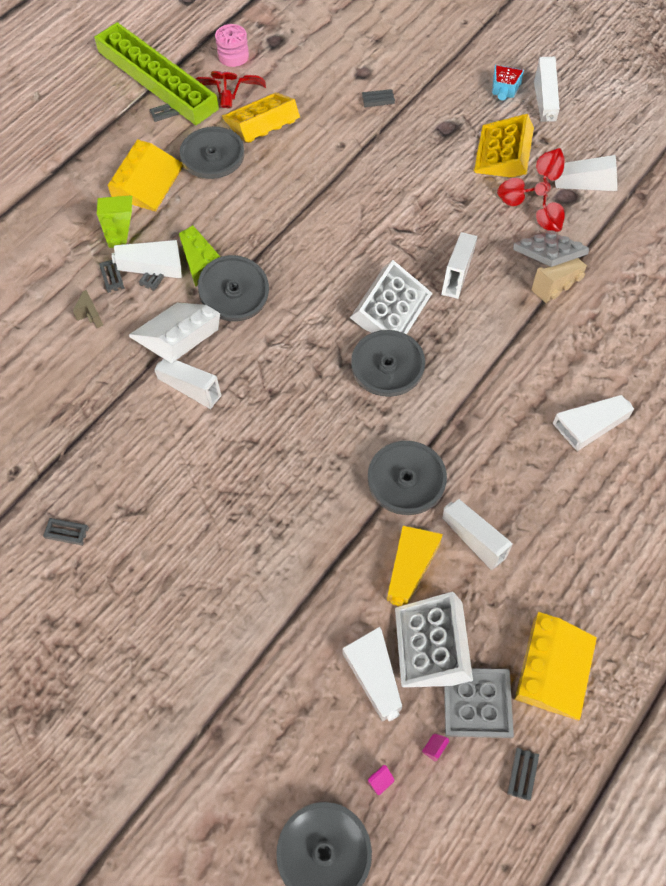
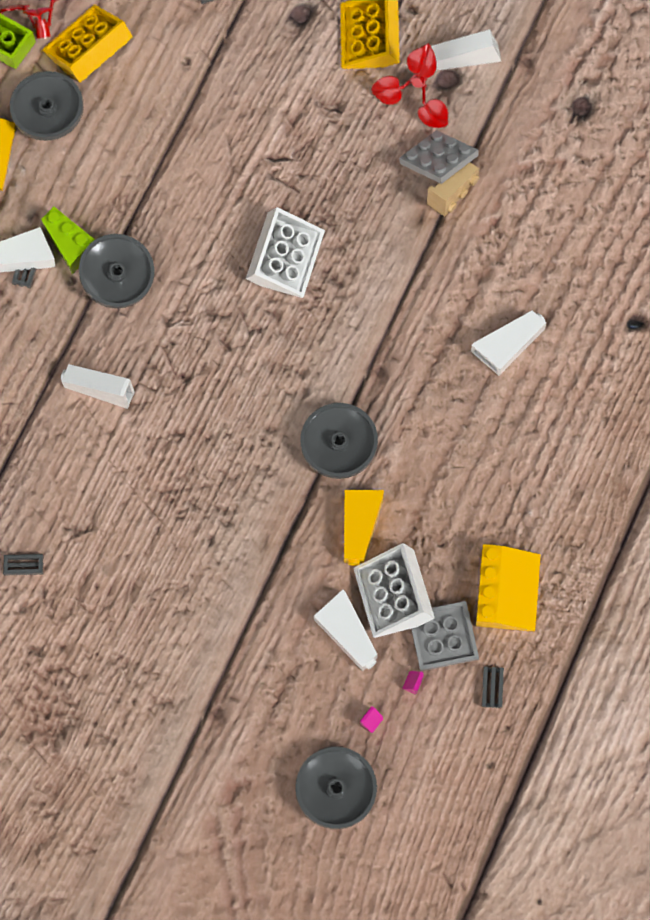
camera: 10 degrees left, 10 degrees up
(177, 330) = (71, 331): white slope -> none
(388, 363) = (295, 323): dark grey dish -> none
(459, 265) = (347, 192): white slope -> none
(477, 533) = (415, 481): white slope -> none

